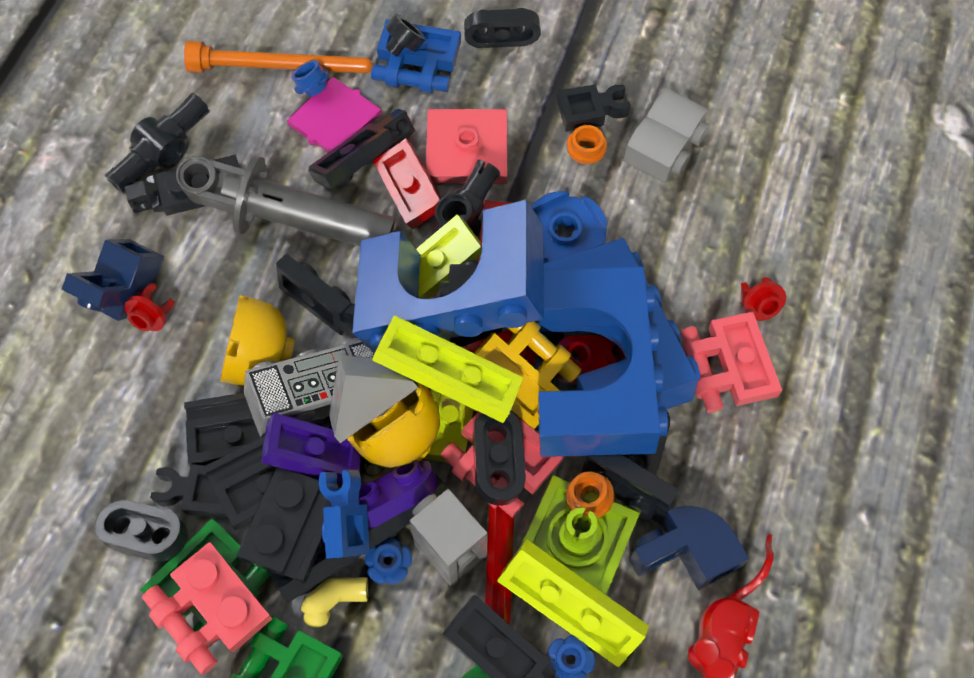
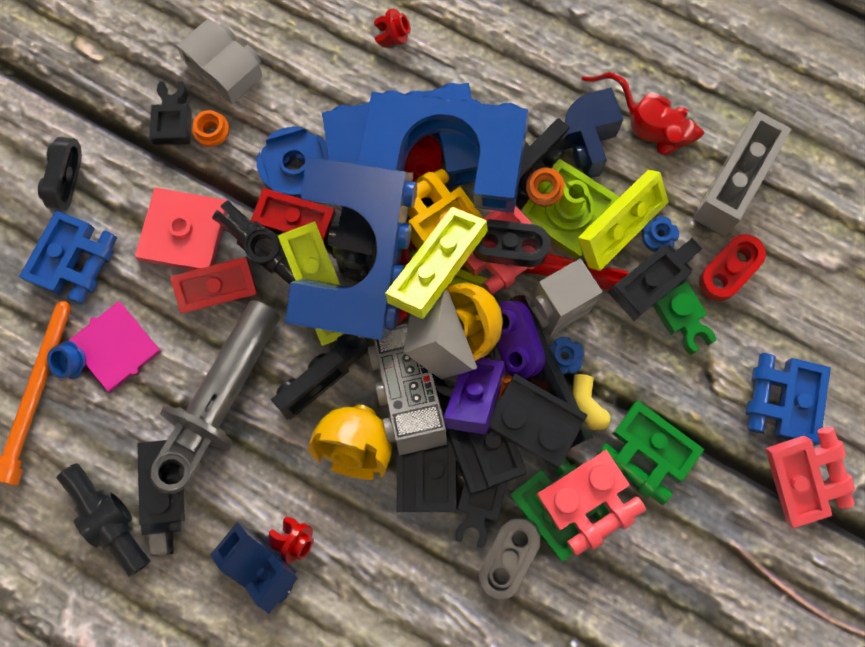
camera: 80 degrees left, 10 degrees up
(345, 522) = (550, 373): blue plate -> none
(361, 149) = (165, 324): black hinge -> none
(404, 35) = (52, 258): black tile -> none
(742, 357) = (443, 56): coral plate -> none

